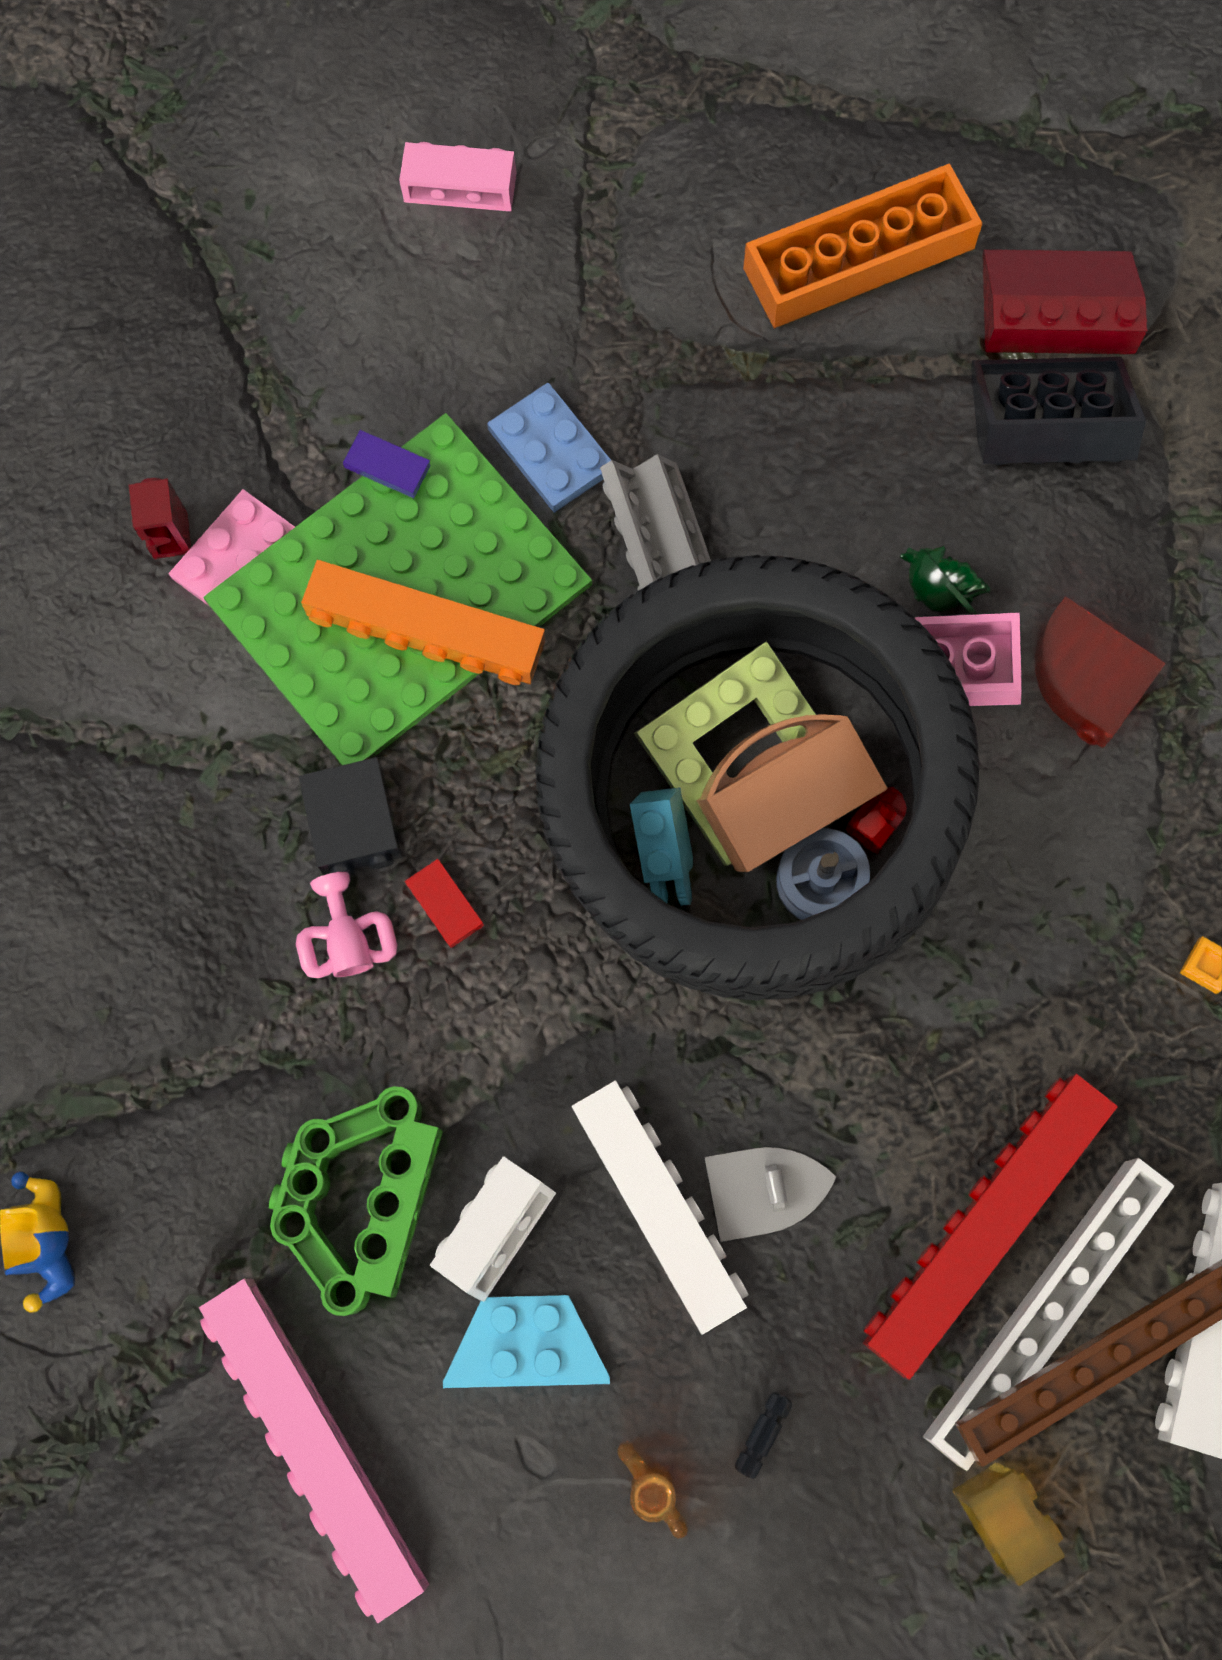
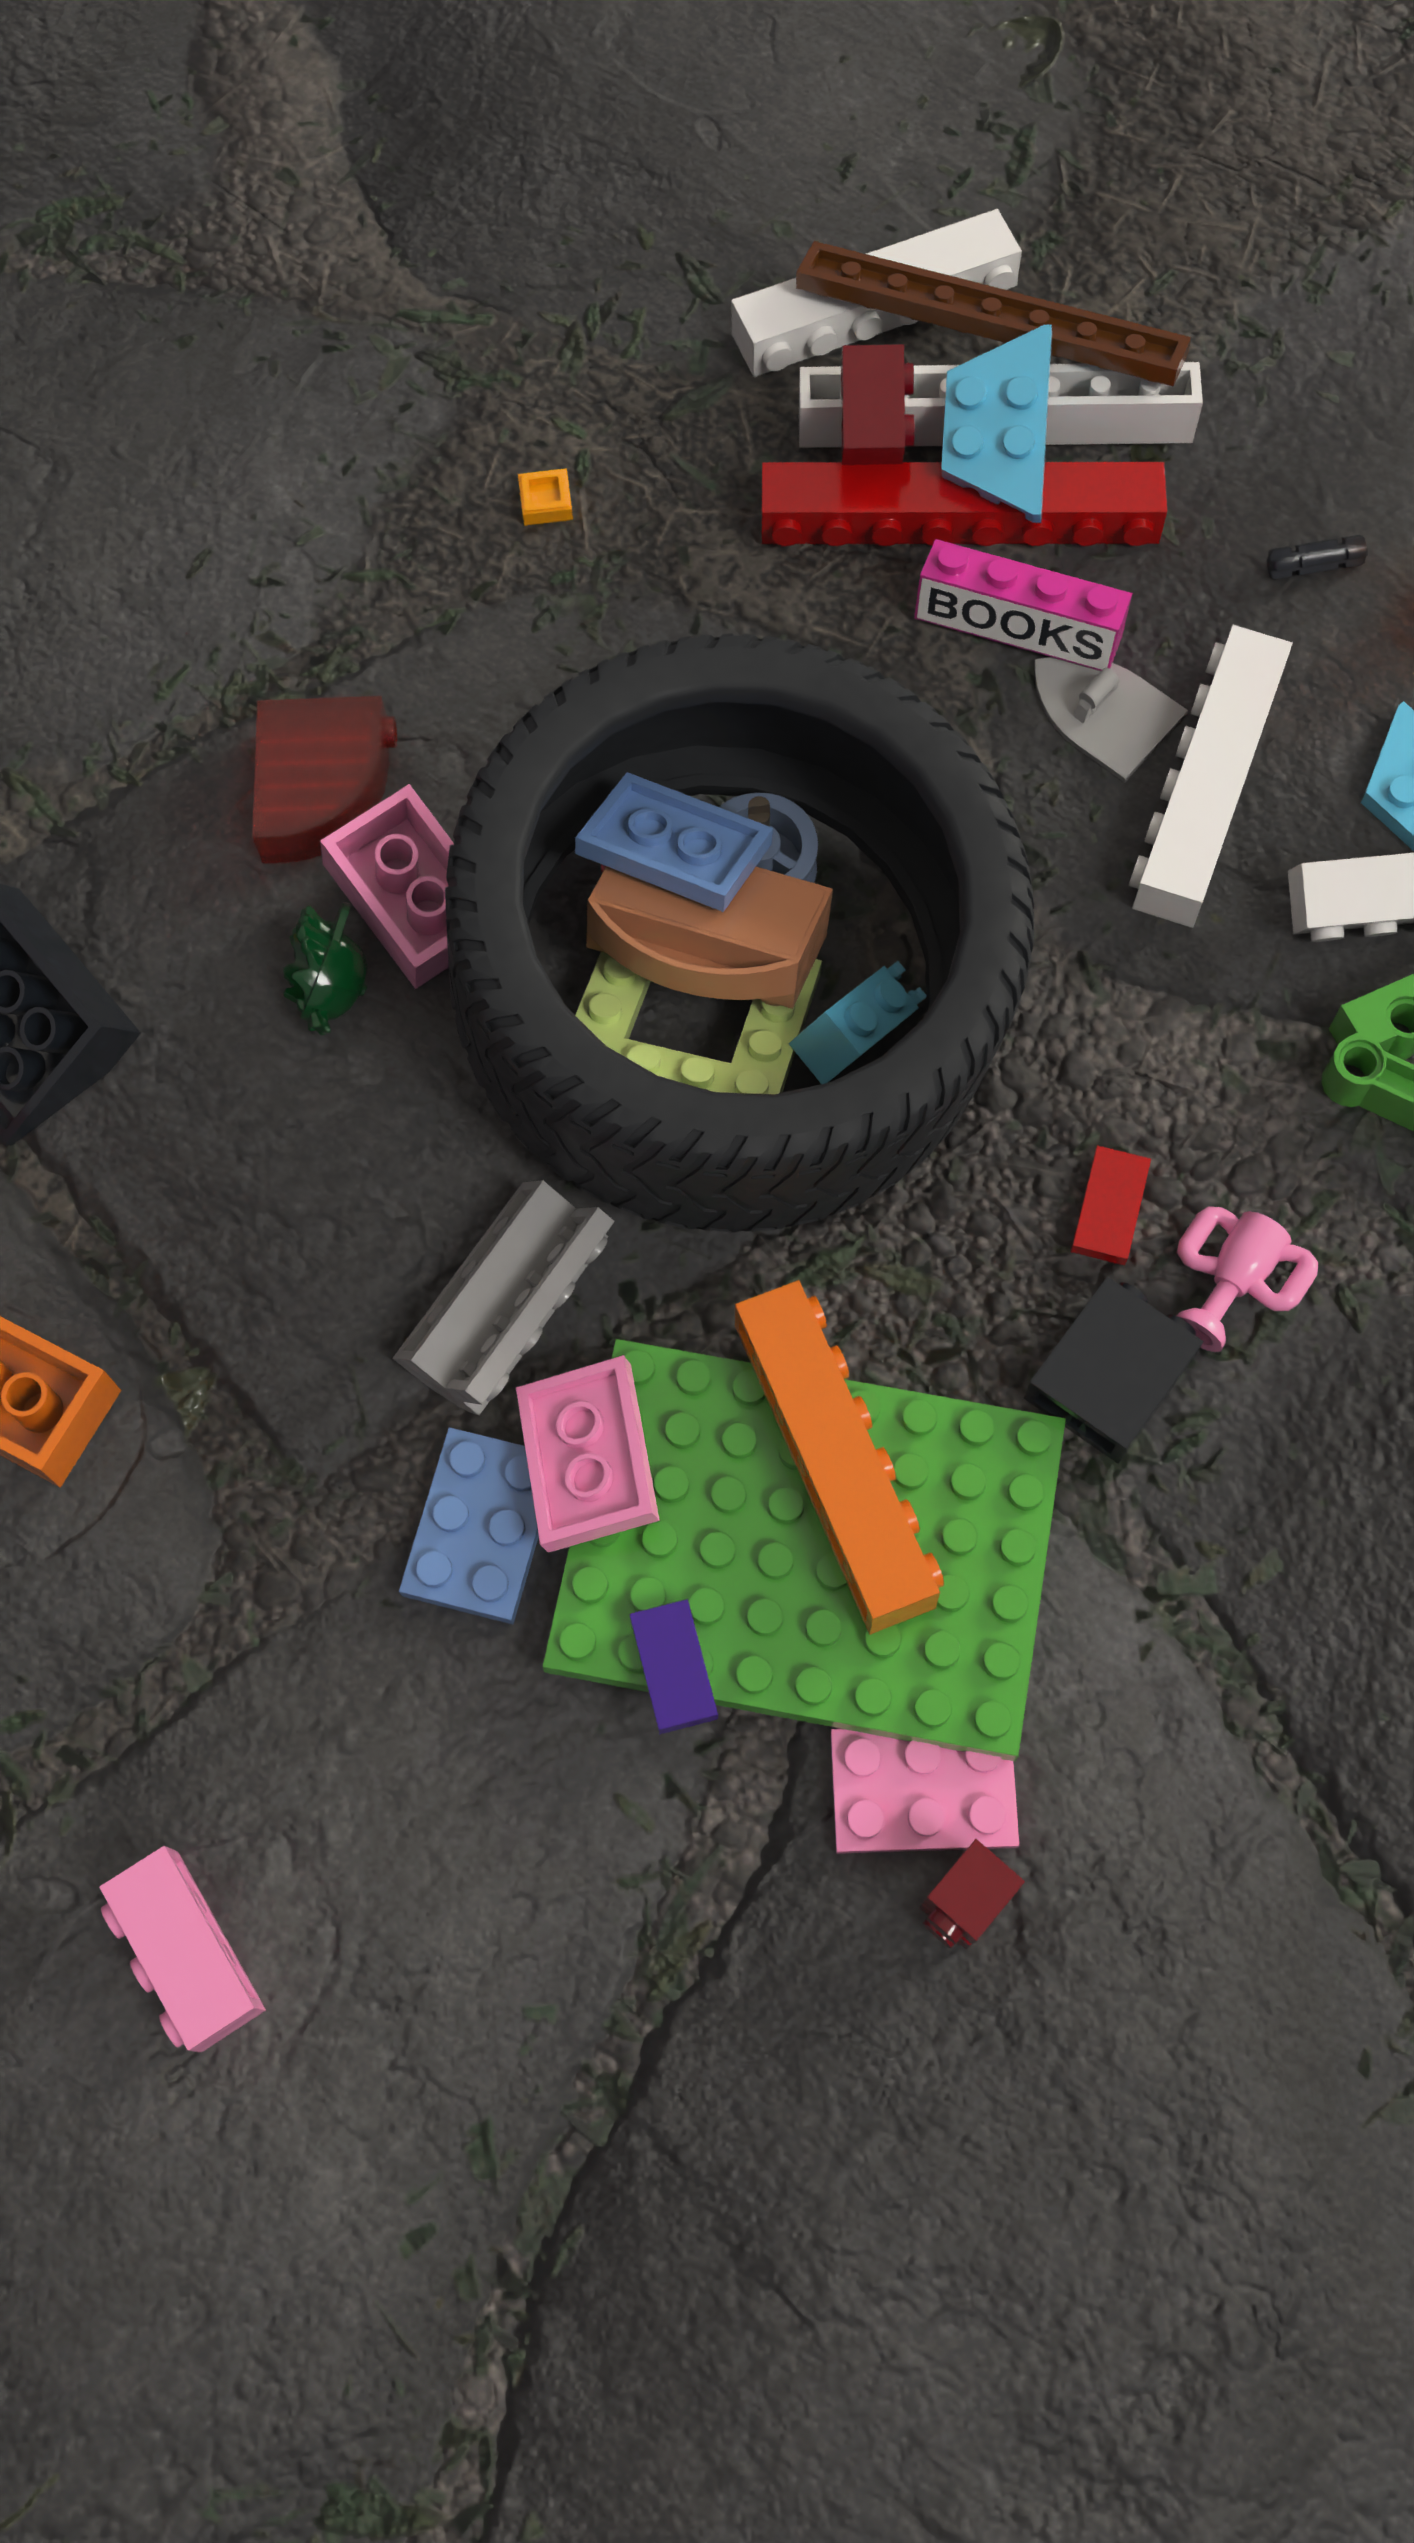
camera: 130 degrees left, 5 degrees down
(532, 505) = (586, 1454): none -> bright pink plate
(848, 796) = (674, 841): none -> medium blue plate
(875, 1189) = (1022, 605): none -> brick
(1009, 1523) = (1209, 305): clear yellow brick -> none
(1018, 1277) = (1000, 422): none -> medium azure wing
(1096, 1196) = (874, 404): none -> dark red brick

